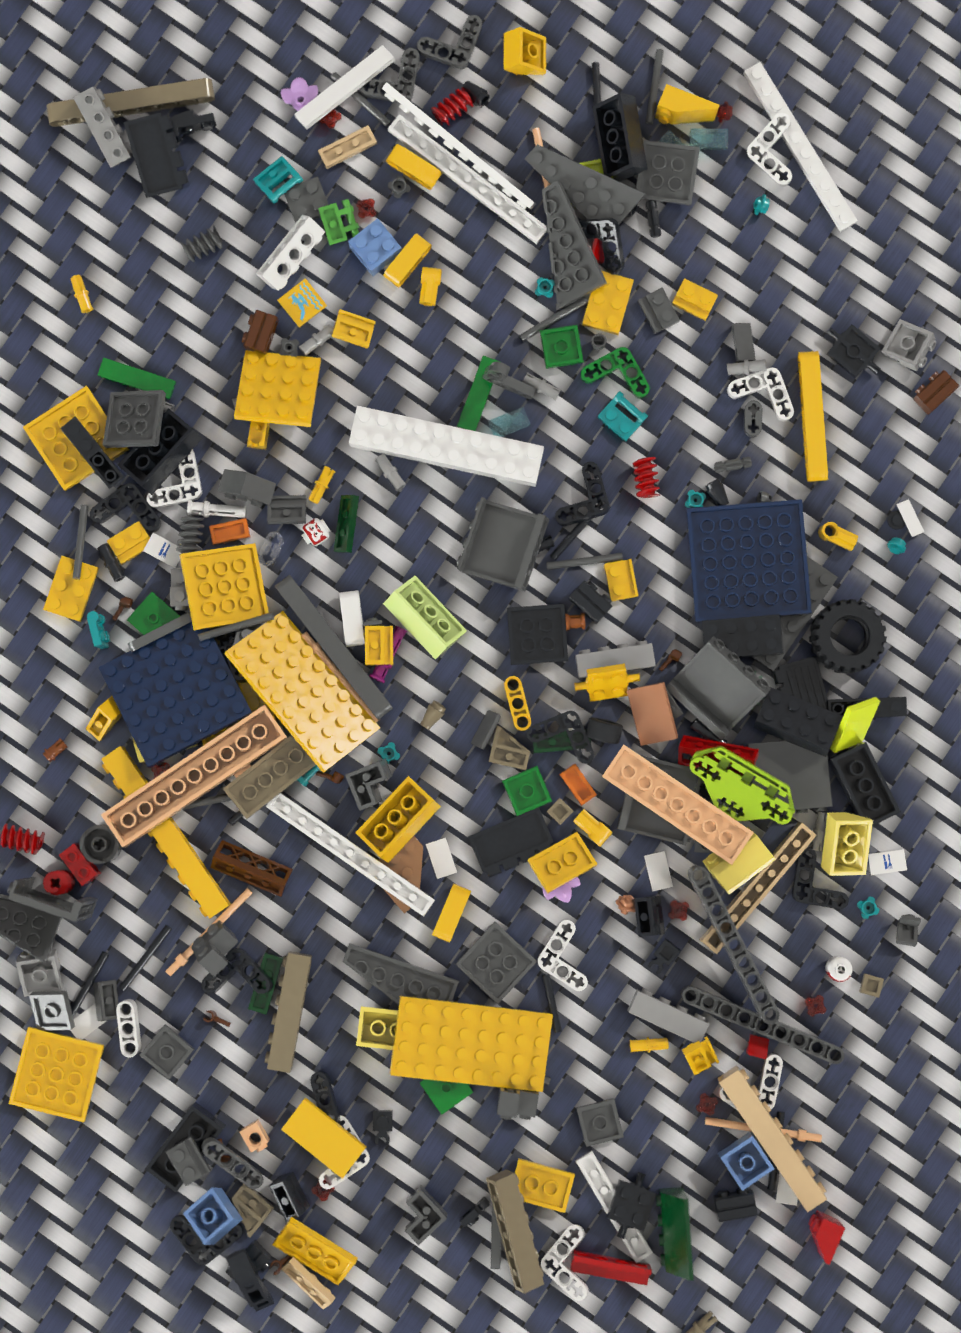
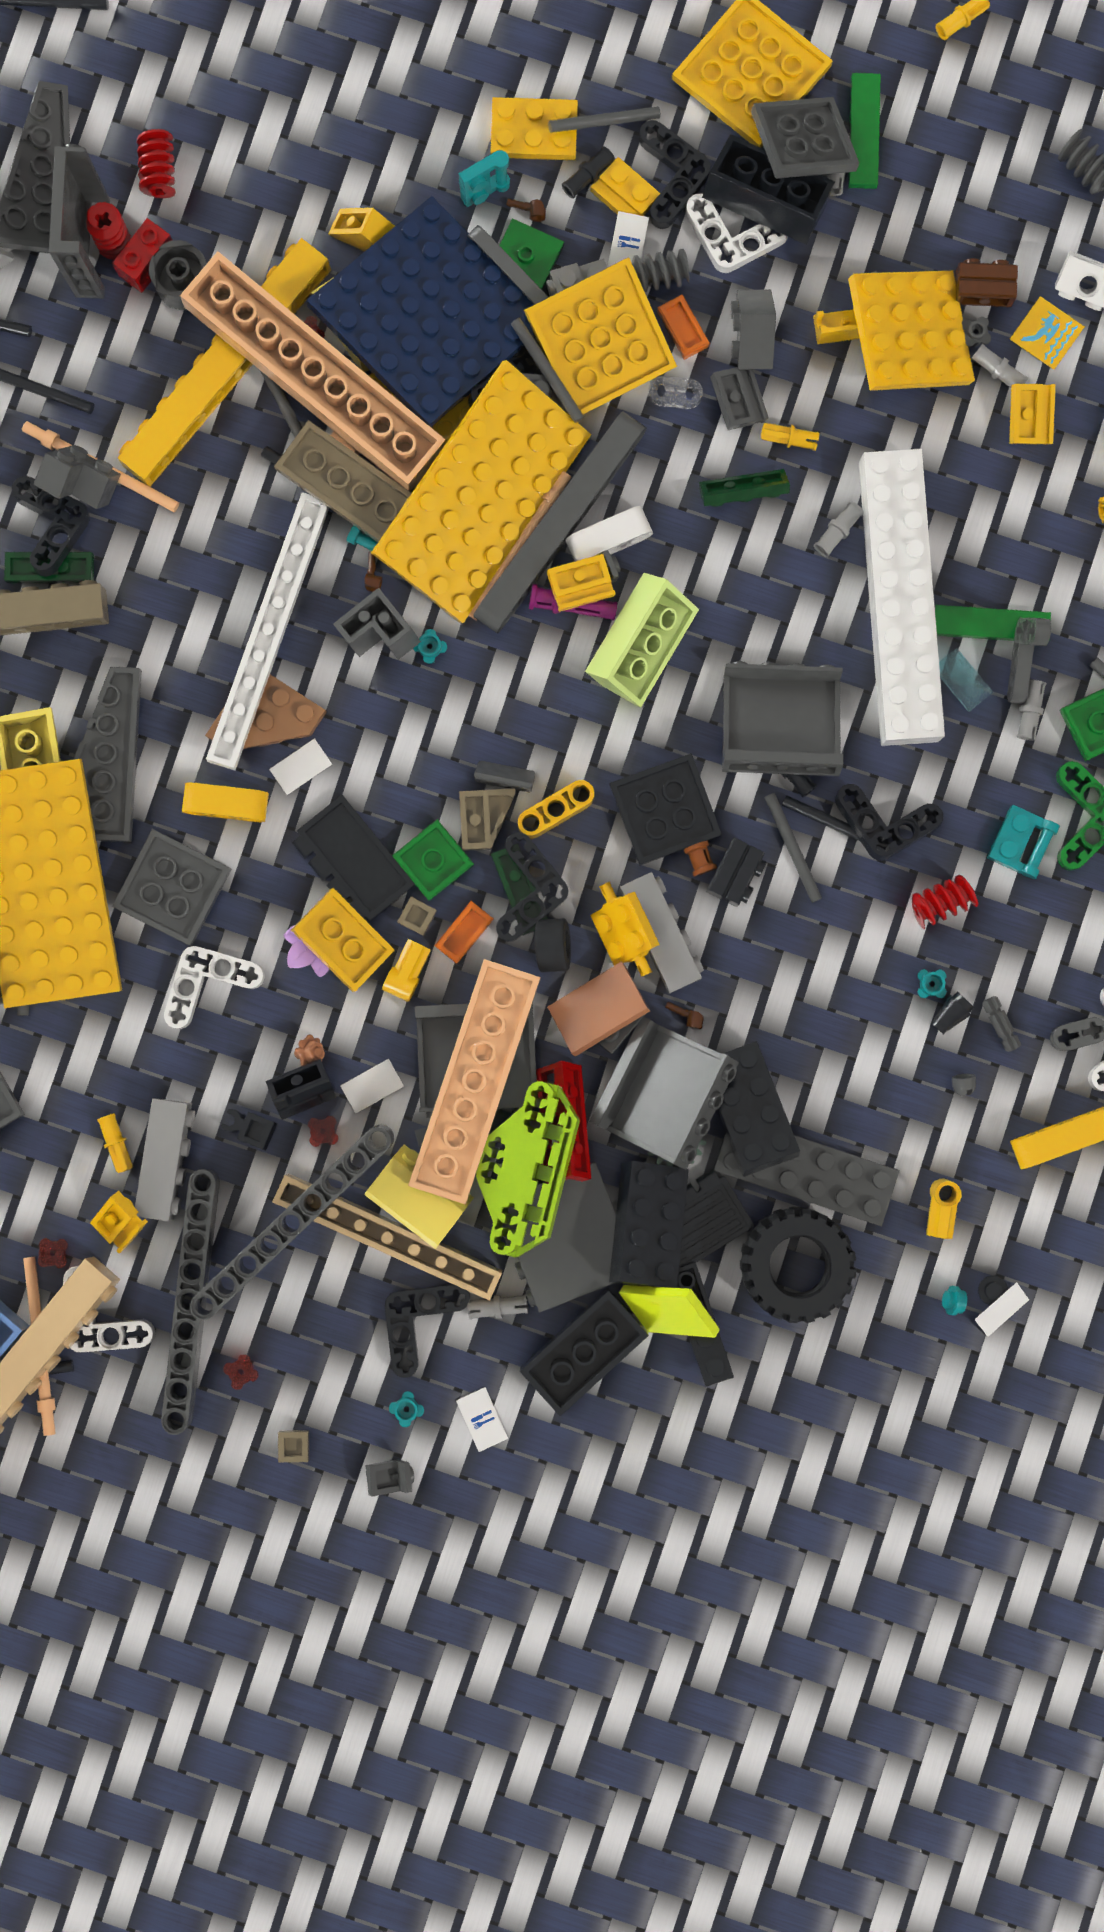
camera: 70 degrees right, 0 degrees up
(53, 751) = (296, 173): dark orange pin -> none
(92, 452) = (739, 93): black slope -> none
(205, 509) = (705, 284): white pin -> none
(249, 871) = (199, 496): reddish brown fence -> none
(315, 532) = (719, 447): white head -> none
(398, 819) = (336, 683): yellow brick -> none
(433, 714) = (506, 693): dark tan cone -> none
(552, 1003) = (136, 985): black bar -> none
(621, 580) = (781, 908): yellow plate -> none
(705, 732) = (594, 1094): black pin -> none
(749, 560) = (867, 1086): dark blue plate -> none
(757, 1046) = (156, 1303): red slope -> none
(844, 966) = (313, 1386): white head -> none
(846, 844) = (489, 1349): light yellow slope -> none

